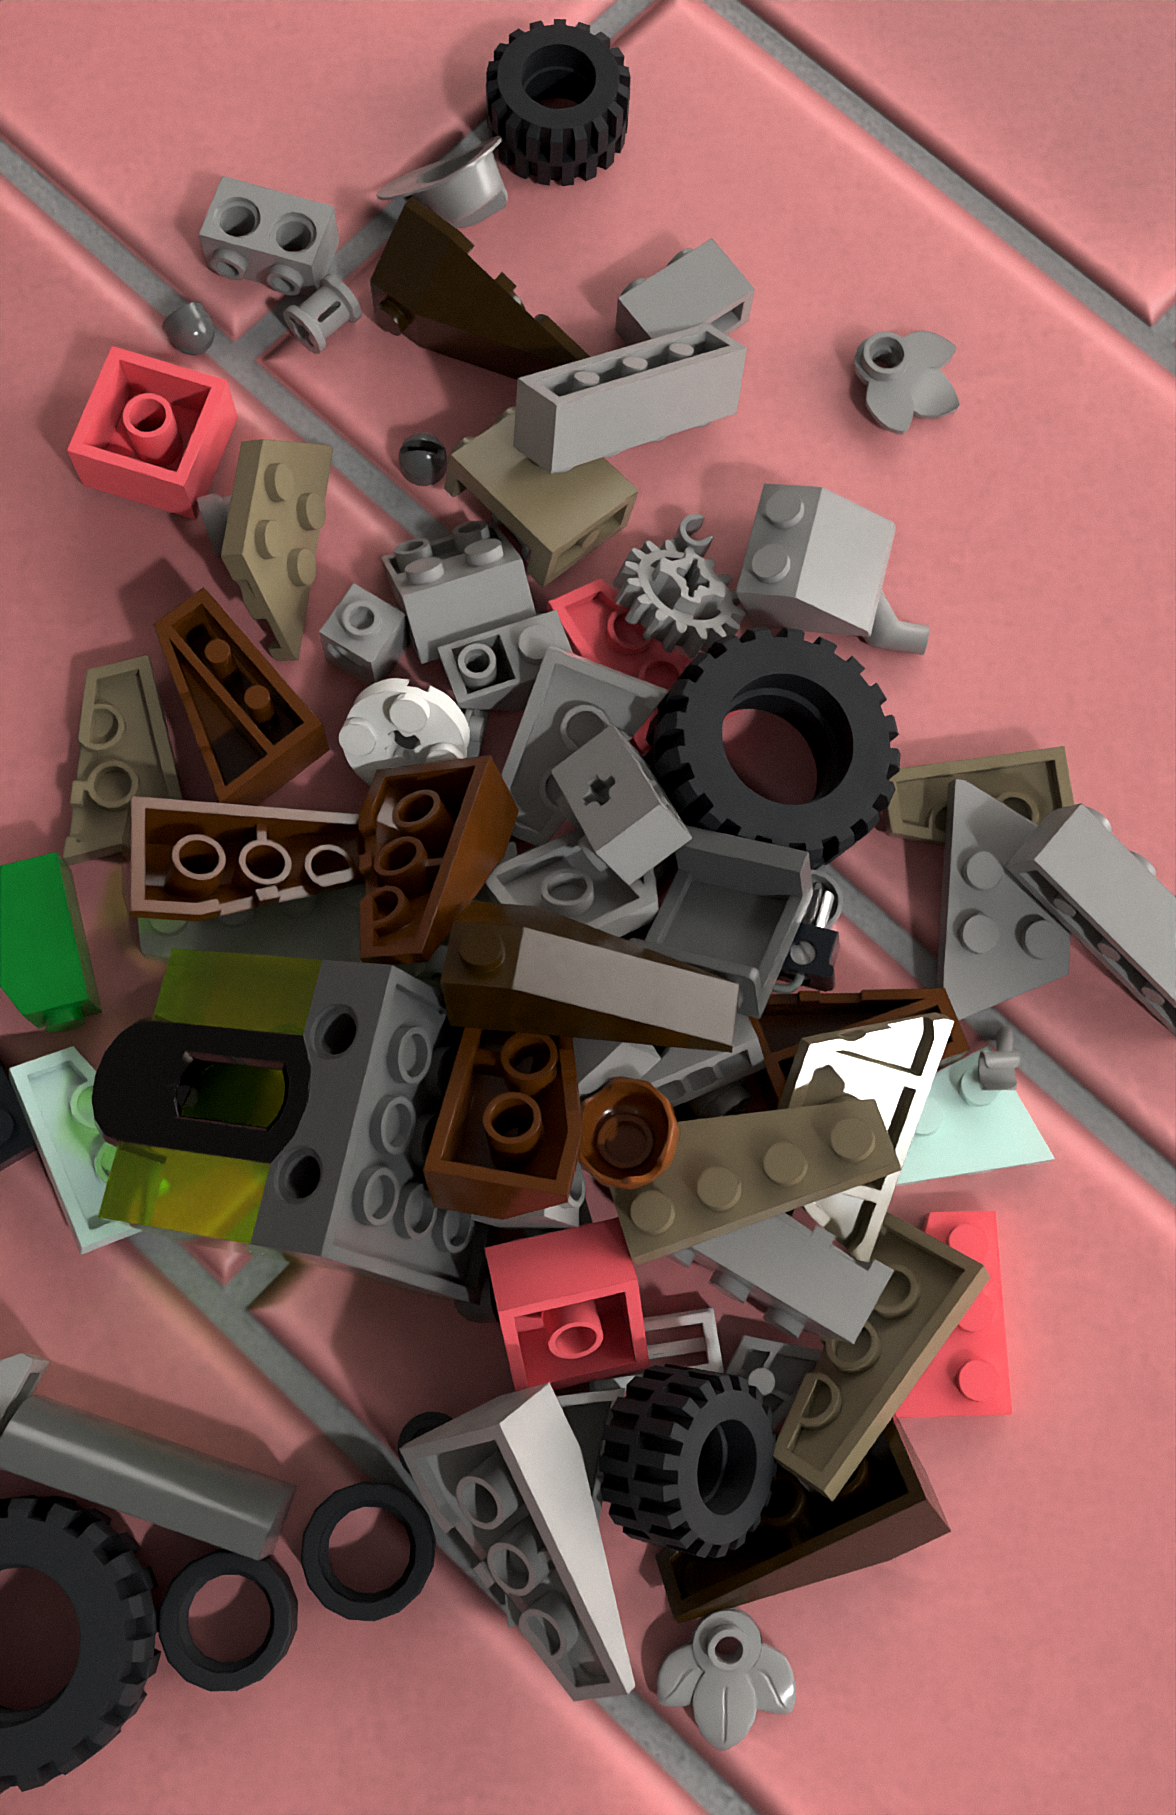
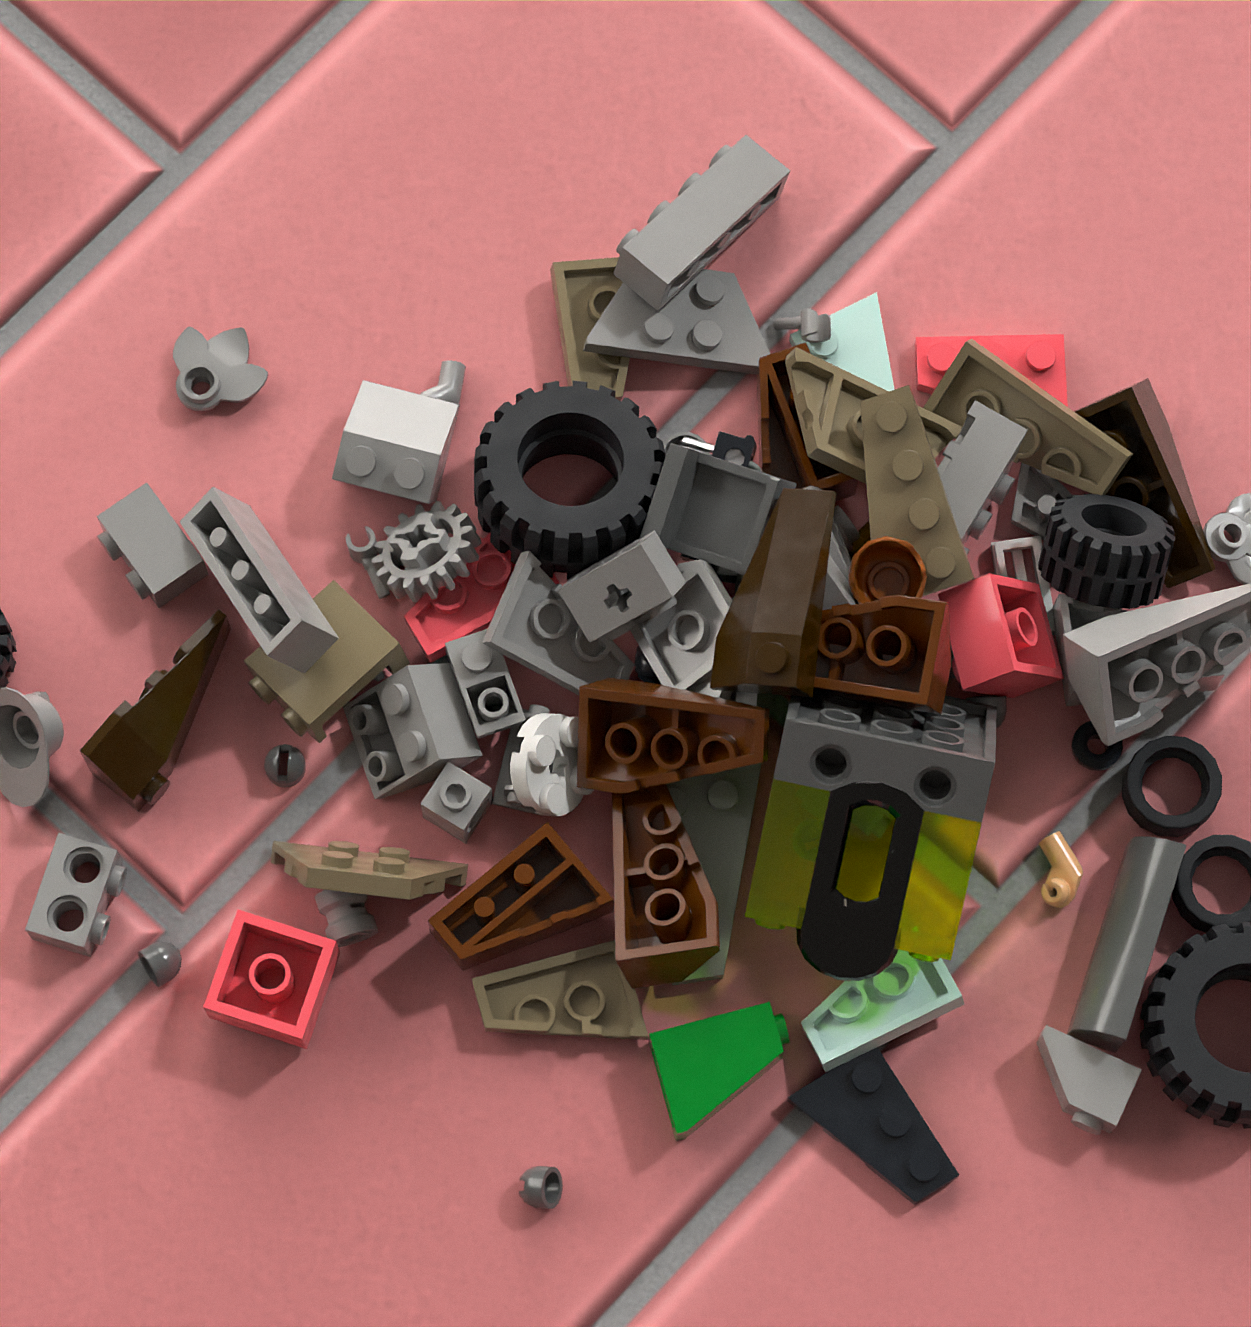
camera: 85 degrees left, 0 degrees up
(257, 1397) = (1064, 872): none -> light nougat arm
(304, 319) = (149, 848): light grey bush -> none

